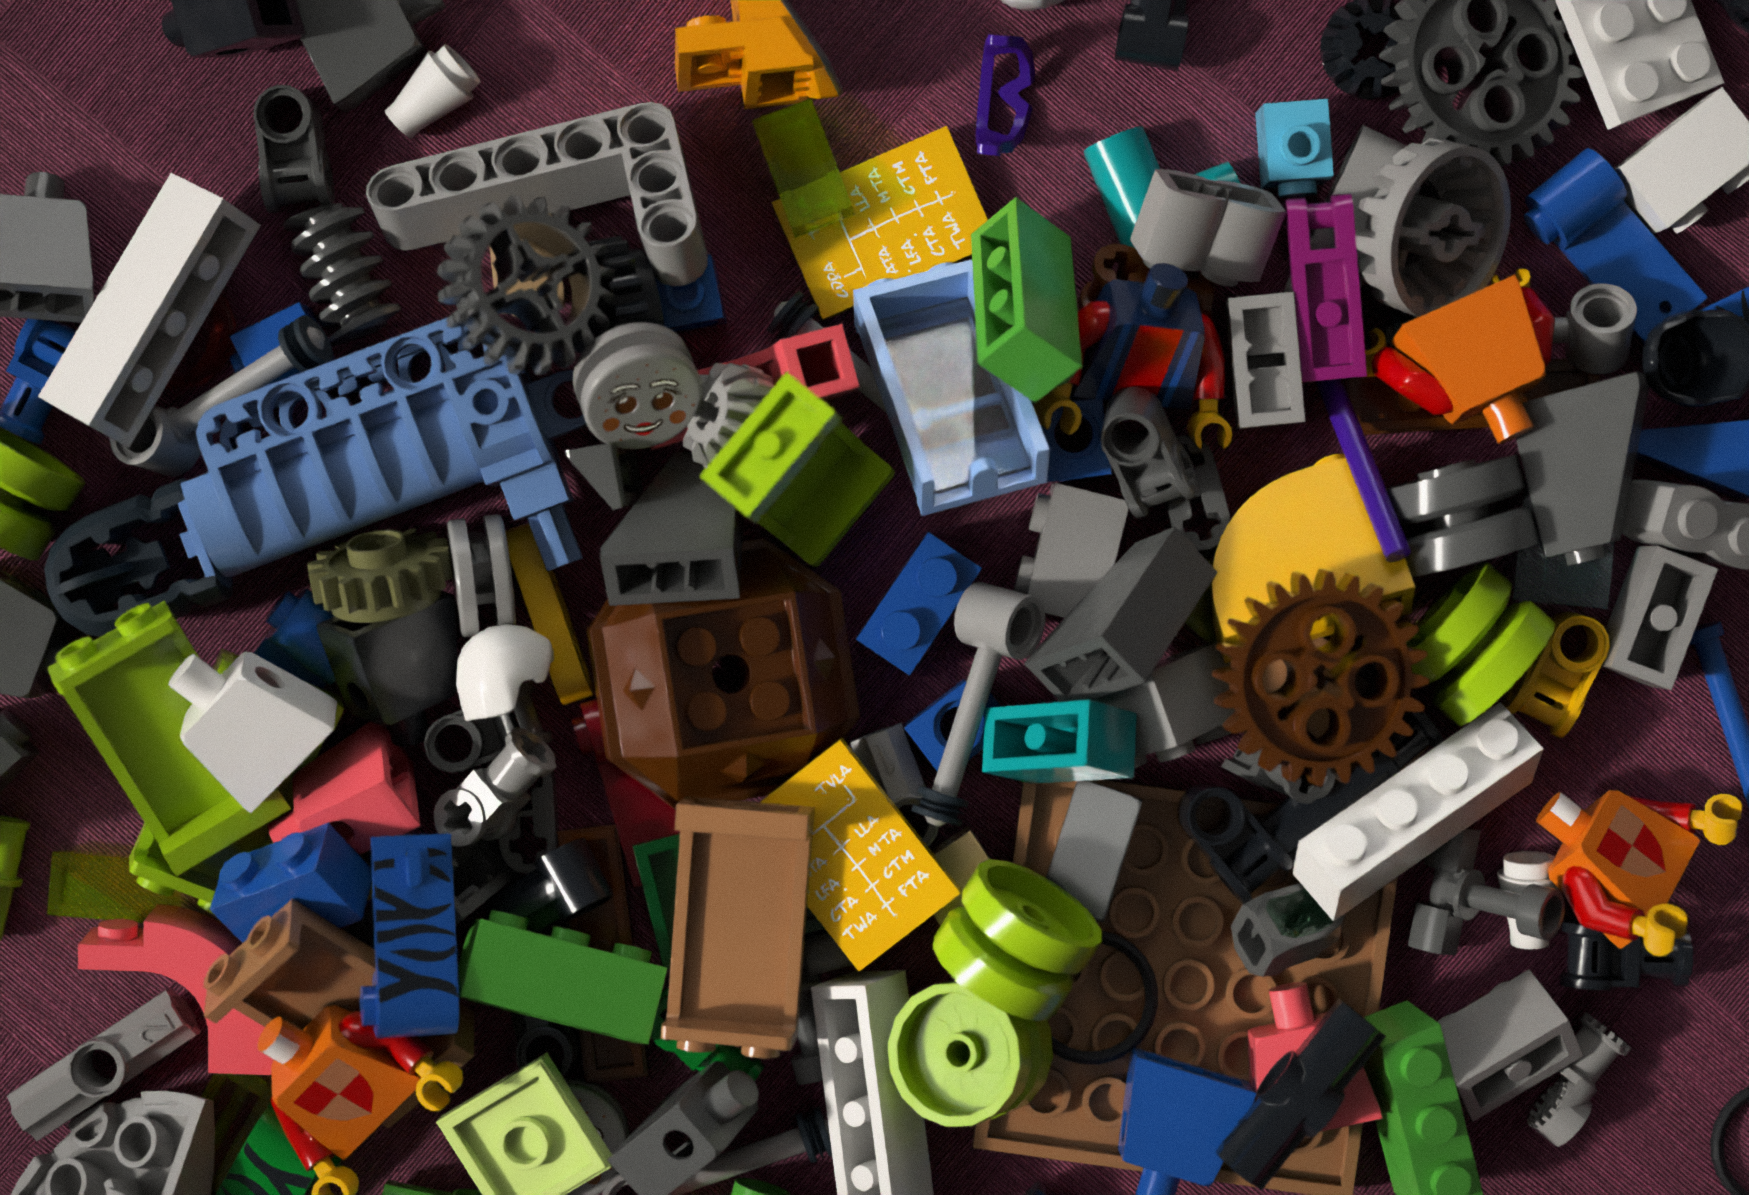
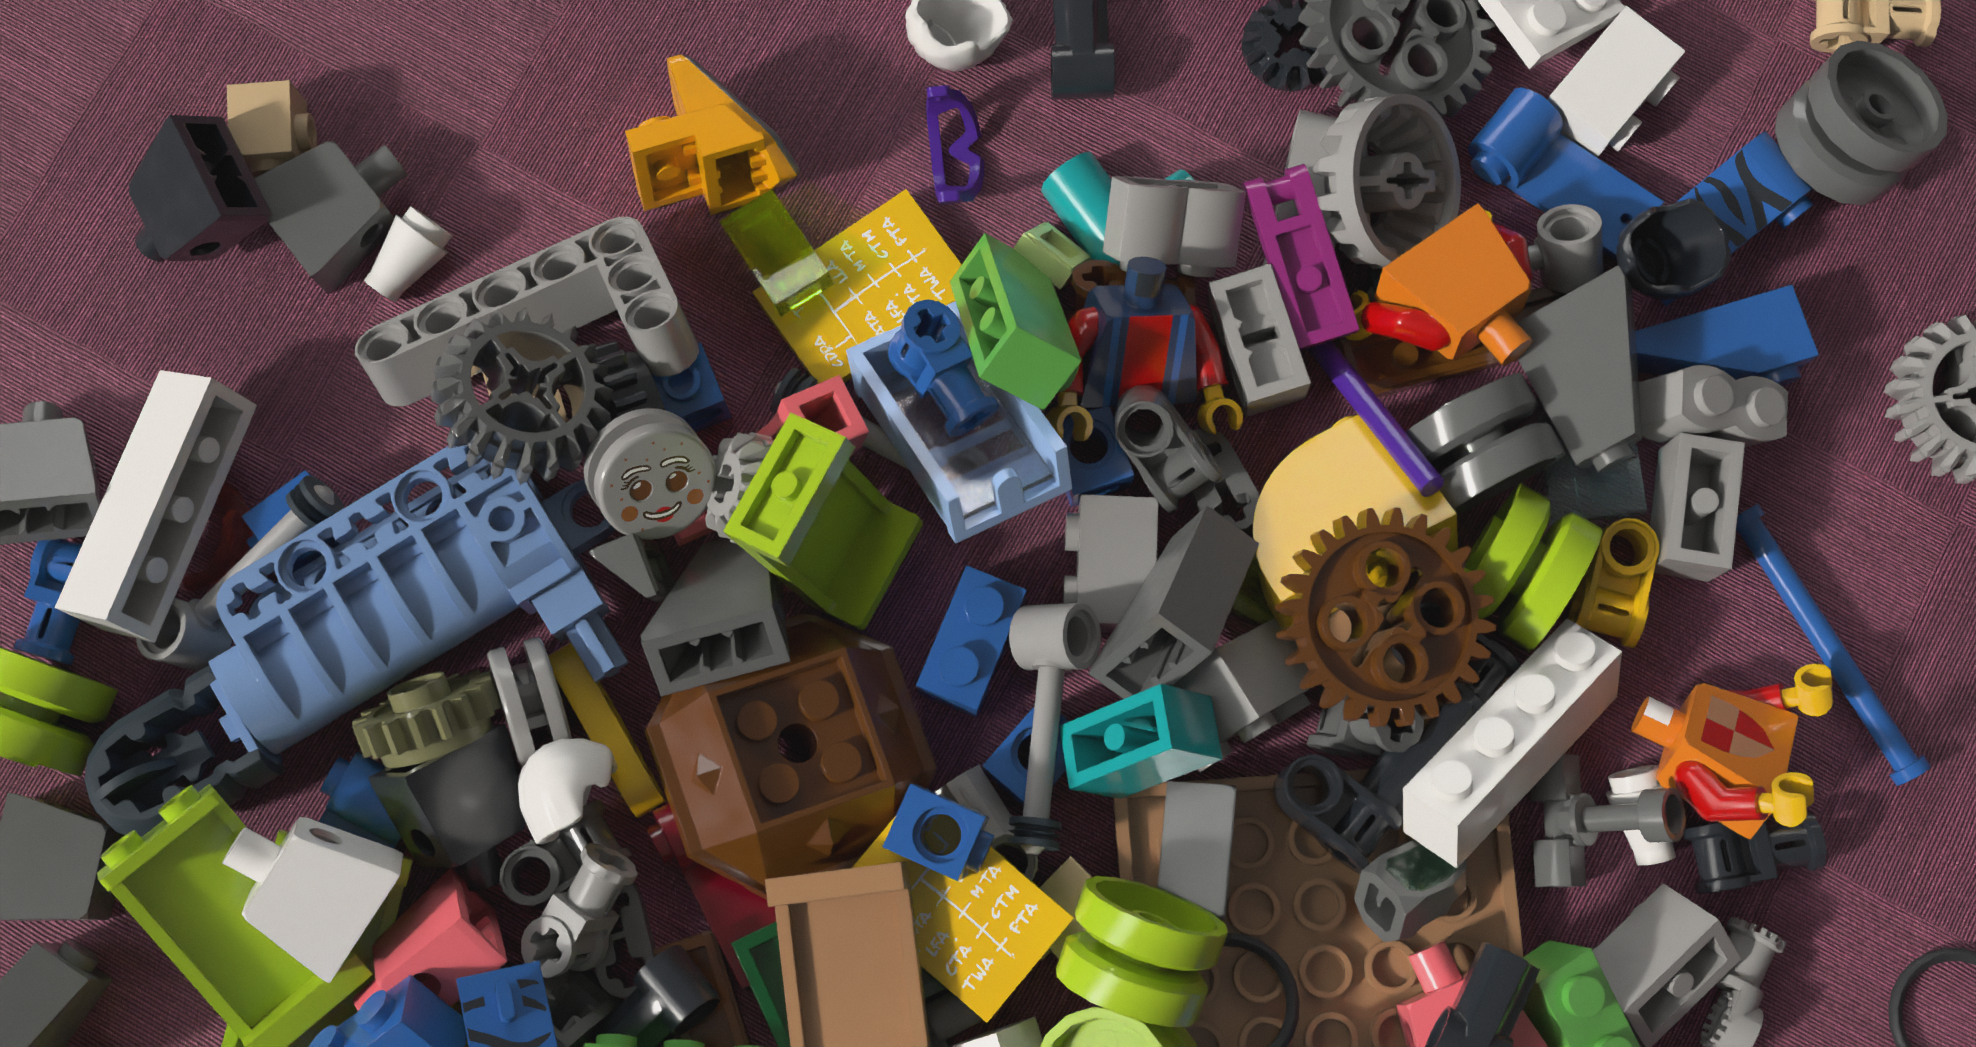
camera: 15 degrees left, 10 degrees down
(292, 155) = (282, 344): dark grey piece -> none
(342, 271) = (340, 433): dark grey piece -> none
(820, 797) = (908, 833): none -> blue brick
(943, 331) = (940, 365): none -> blue connector
(1080, 226) = (1051, 253): none -> yellowish green tile
(1294, 146) = (1239, 138): medium azure brick -> none

